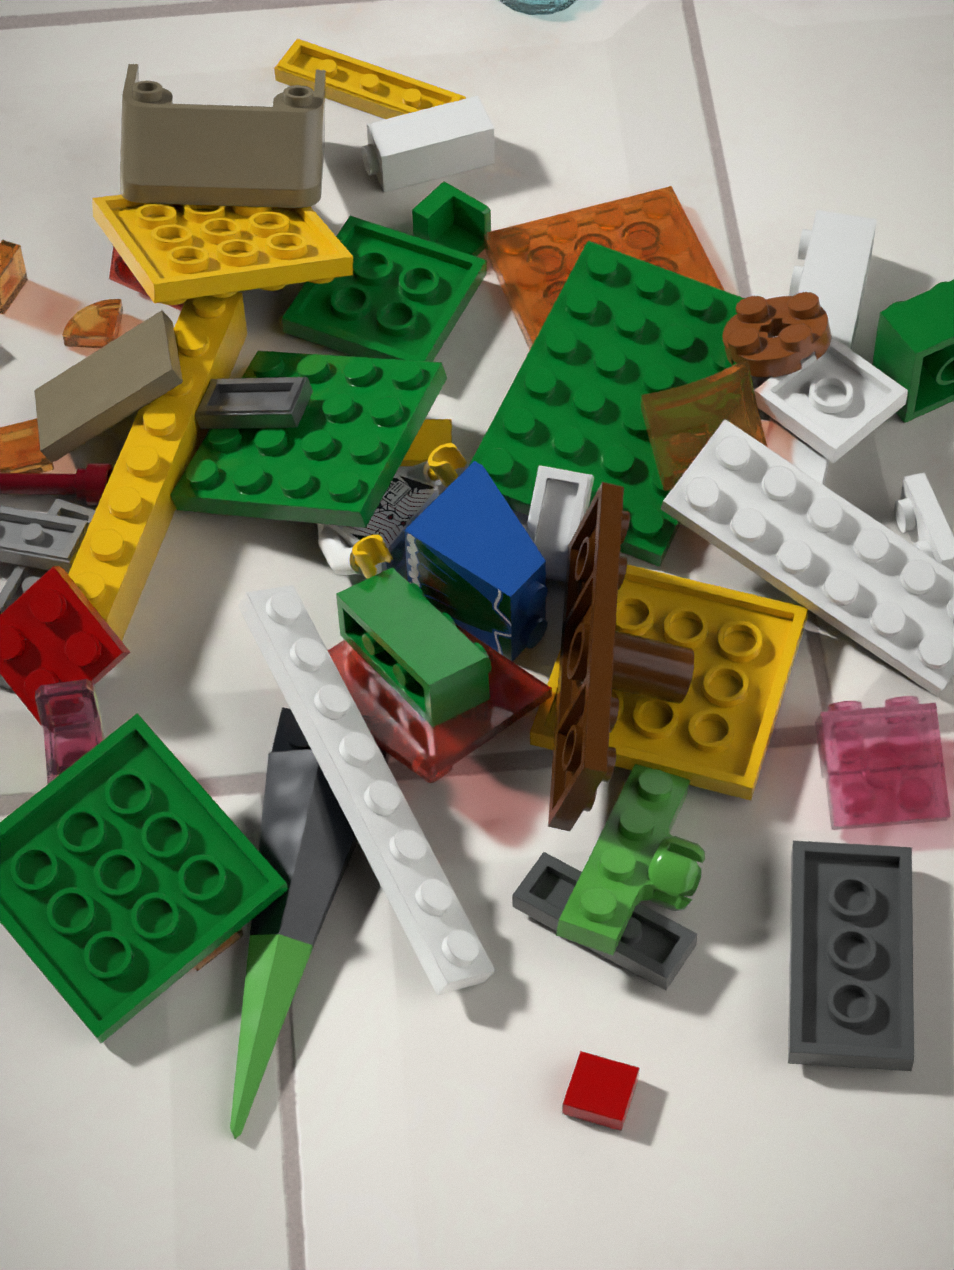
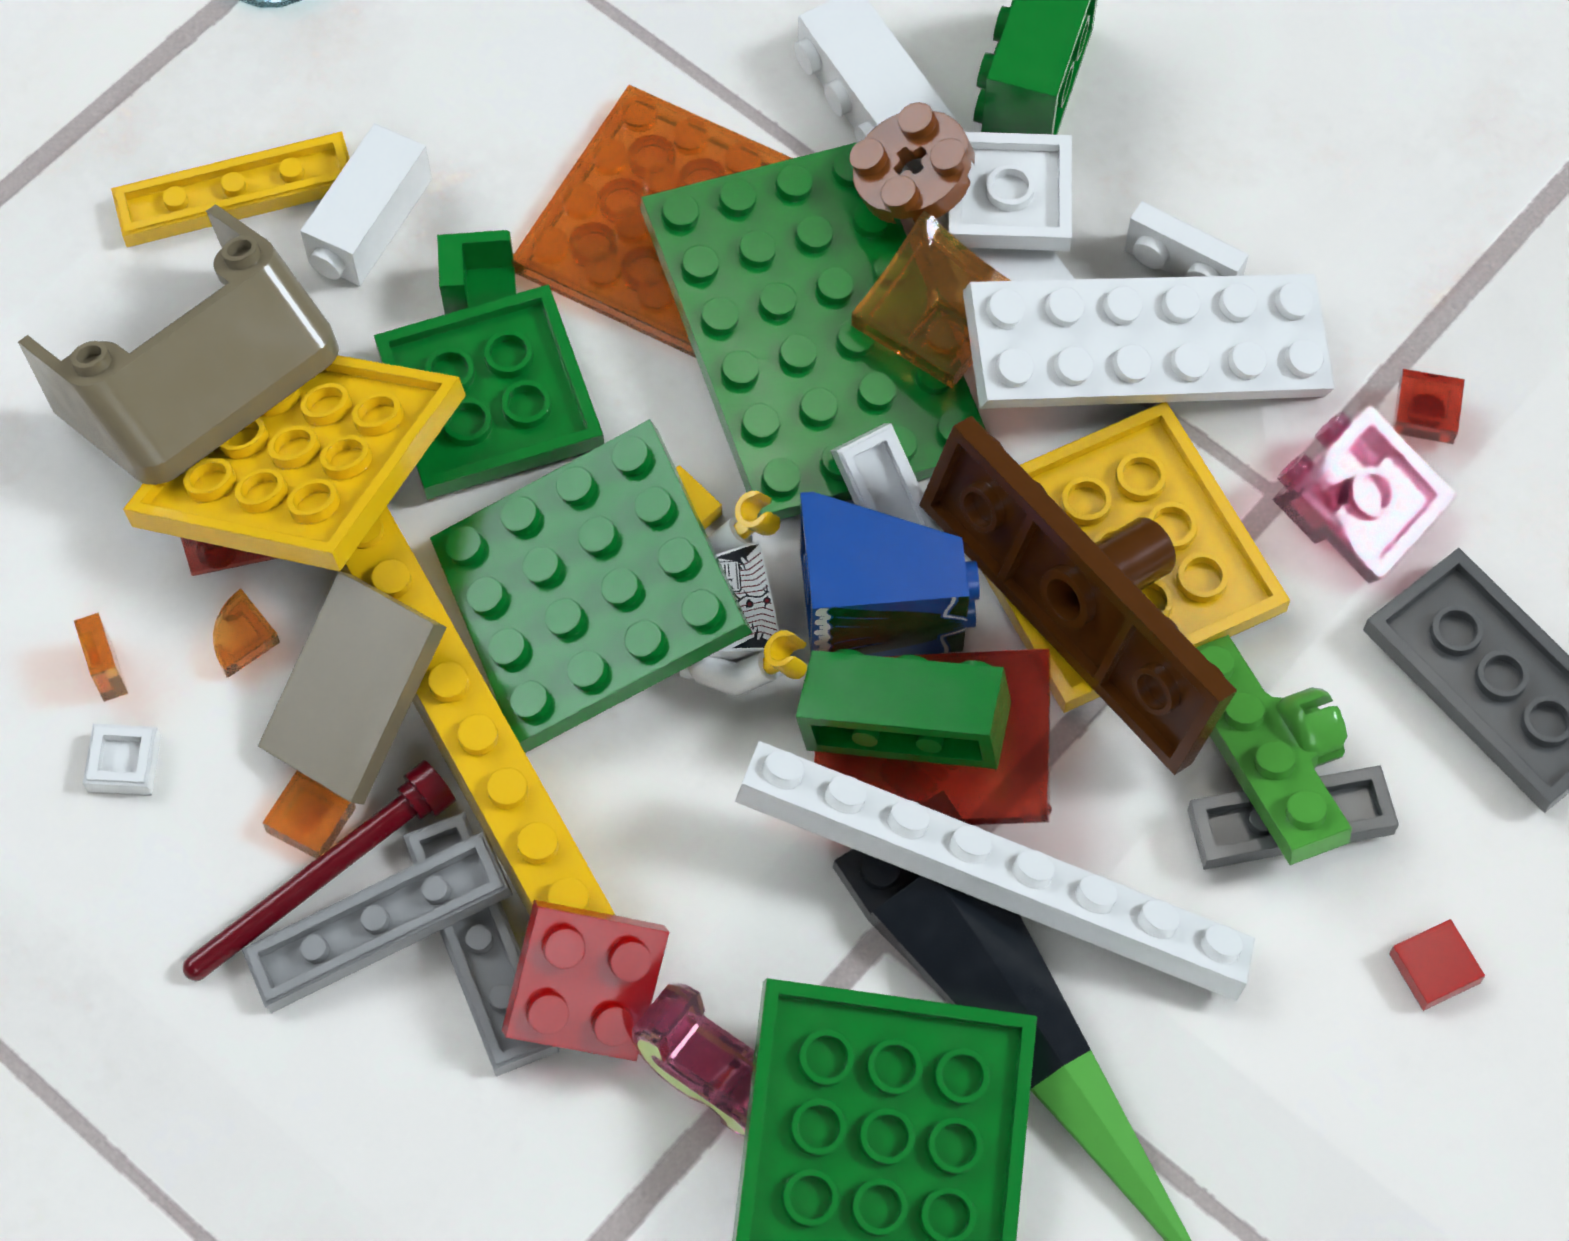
camera: 45 degrees left, 10 degrees up
(254, 403) = (510, 593): flat silver tile -> none

